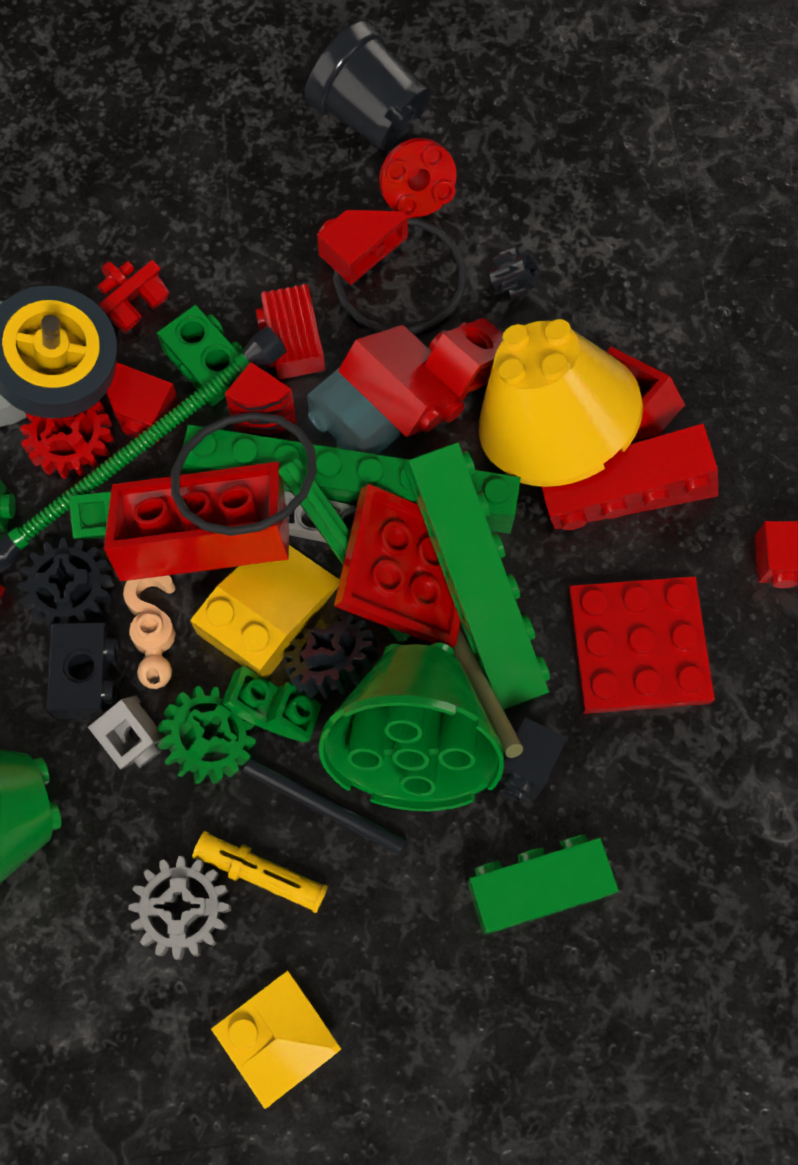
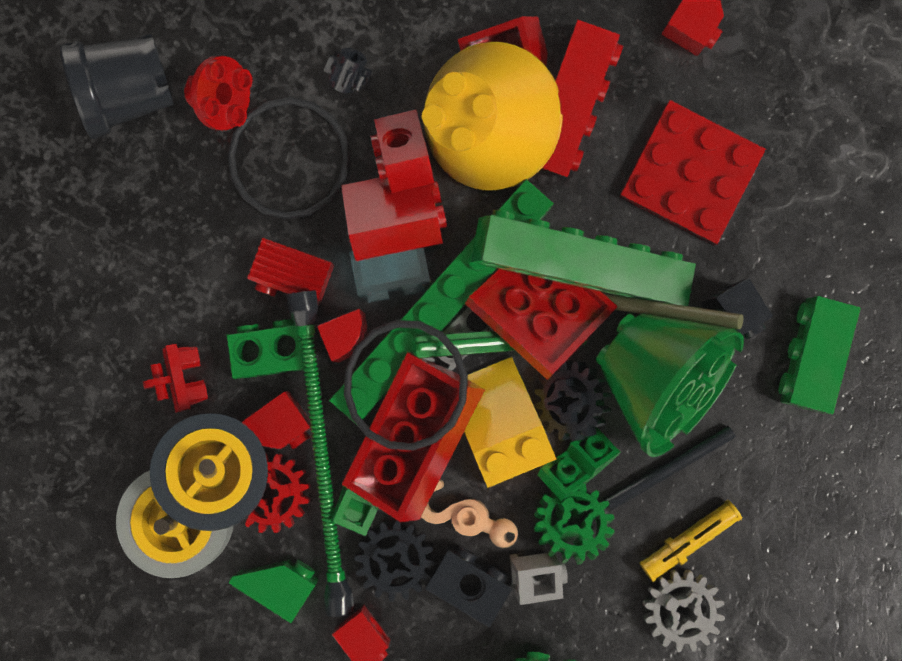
camera: 55 degrees left, 15 degrees up
(276, 1039) = (807, 594): yellow plate -> none
(360, 240) = (246, 173): red slope -> none

